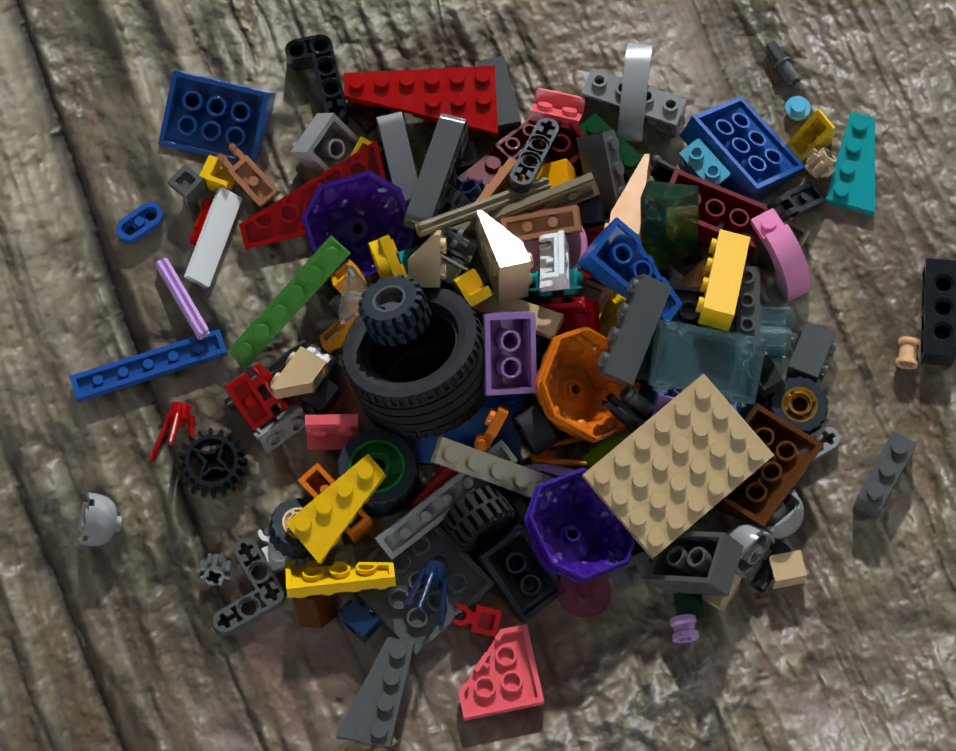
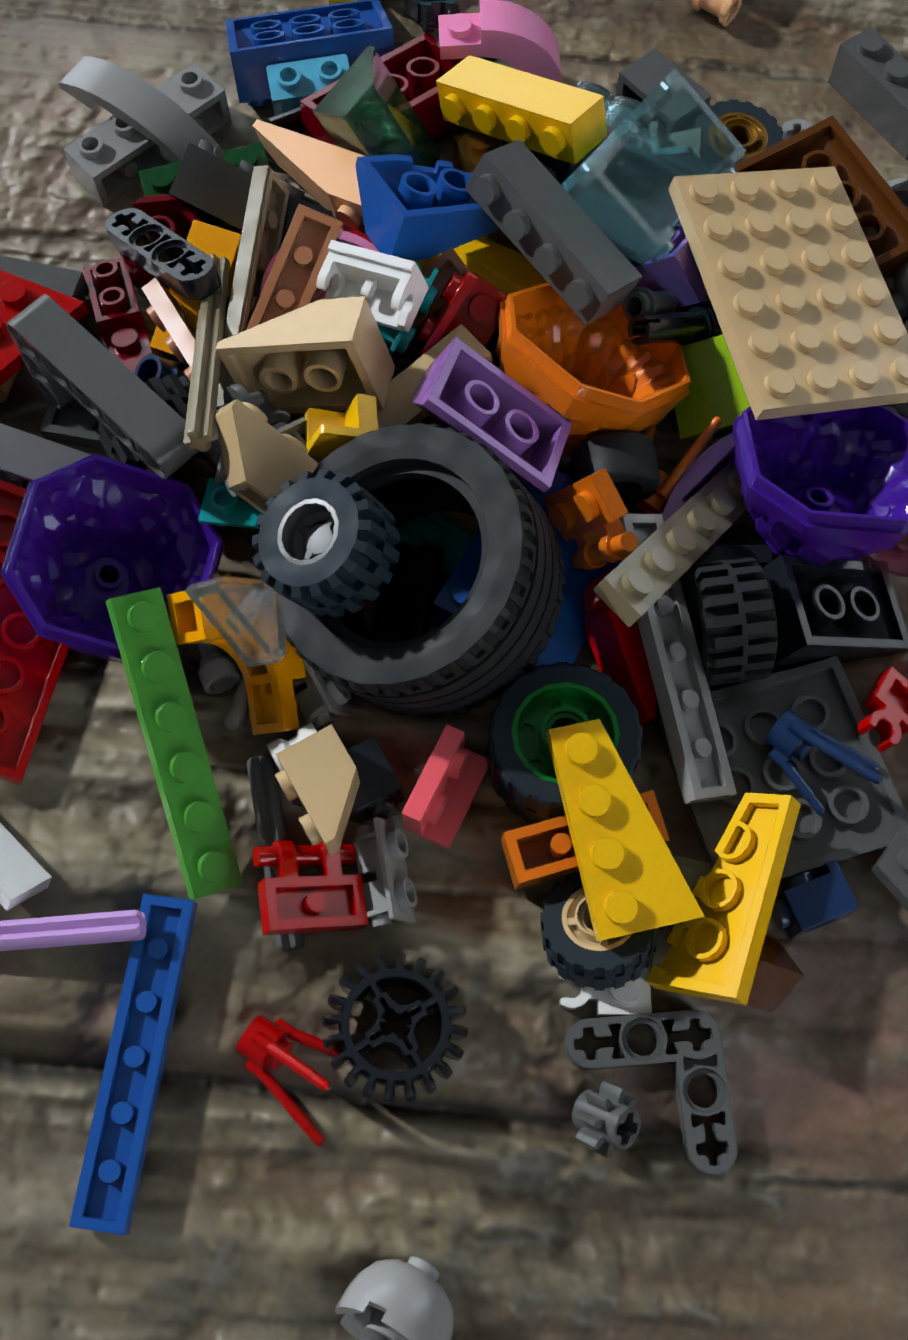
camera: 65 degrees left, 0 degrees up
(385, 257) = (210, 530): yellow piece -> none
(557, 106) = (82, 230): coral bracket -> none

